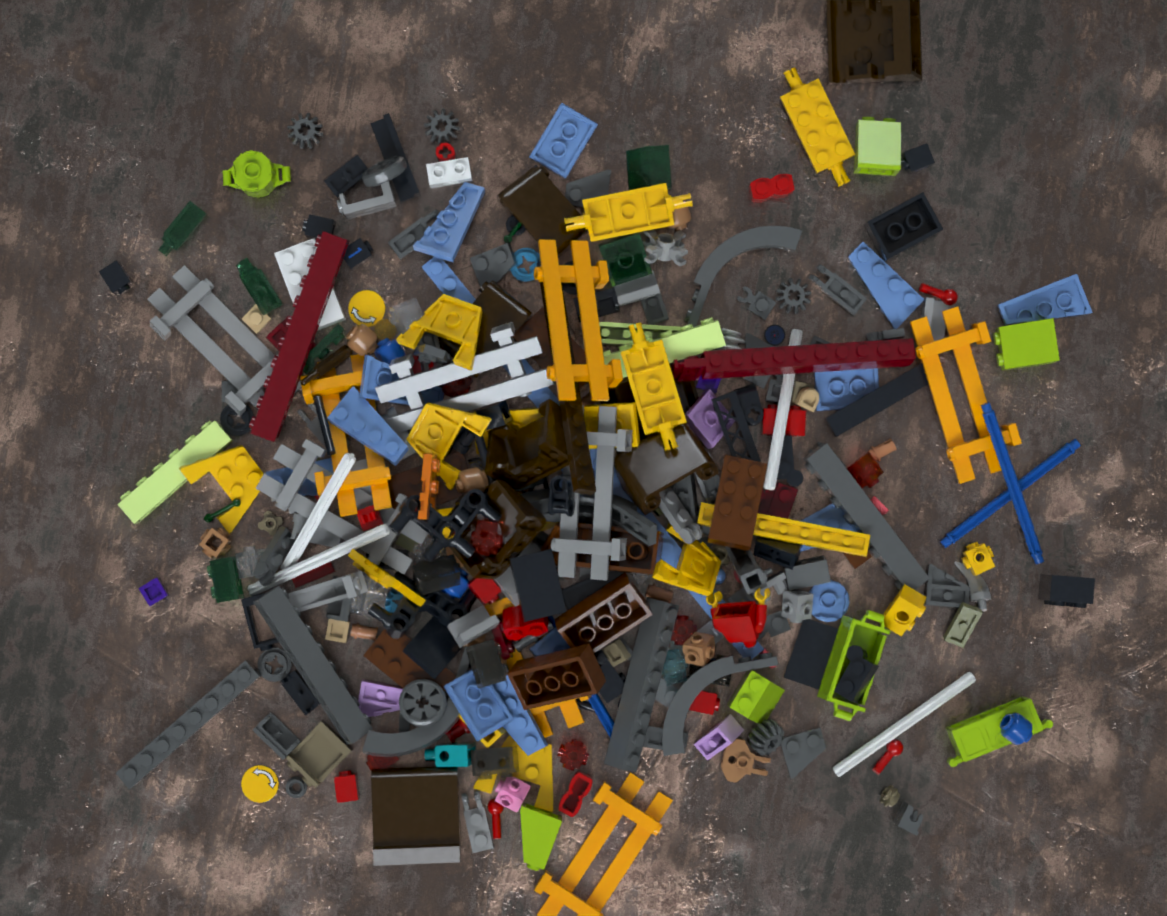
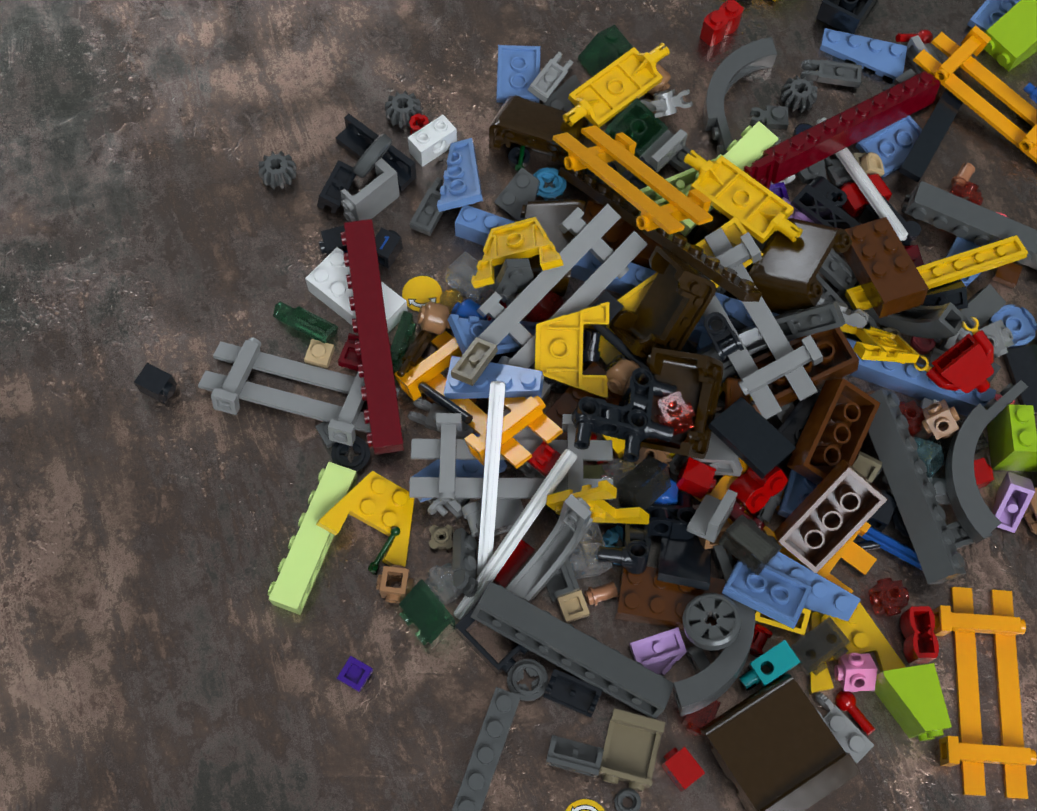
camera: 30 degrees left, 20 degrees down
(182, 228) = (200, 308): clear green hinge -> none
(255, 174) = (248, 221): lime container -> none
(361, 408) = (474, 361): none -> dark tan plate
(430, 485) = (586, 385): orange wing -> none
(585, 164) = (549, 78): none -> light grey hinge

